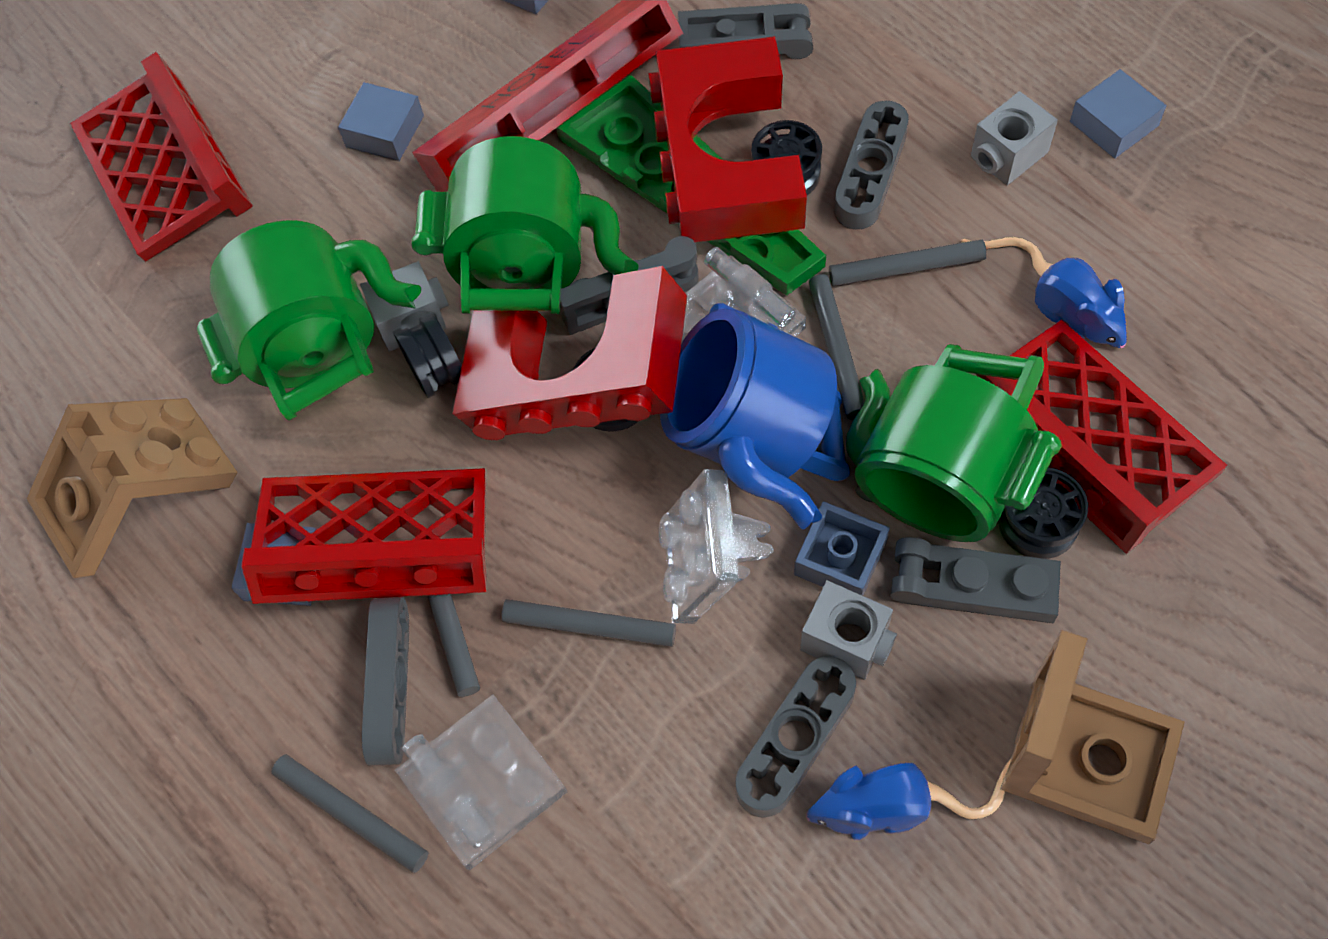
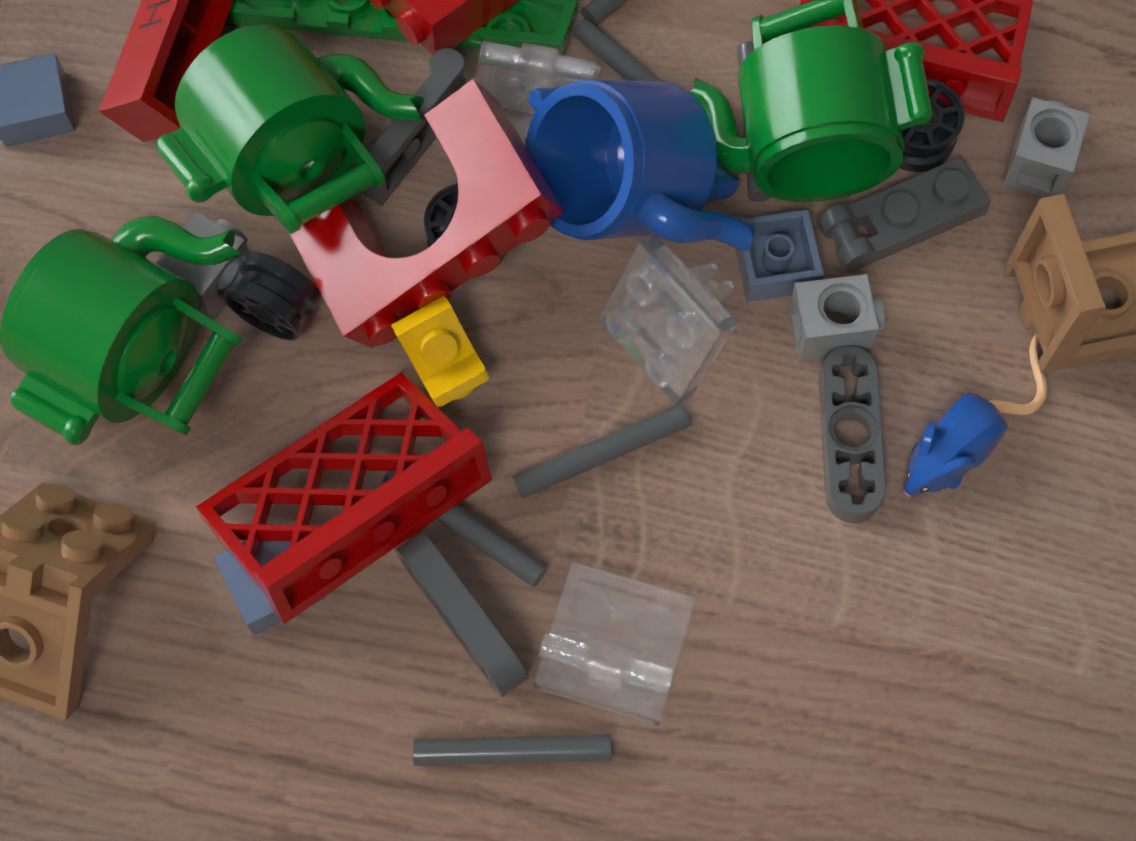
camera: 40 degrees left, 5 degrees up
(517, 469) = (441, 352): none -> yellow bracket
(1132, 617) = (1039, 167): none -> light grey brick

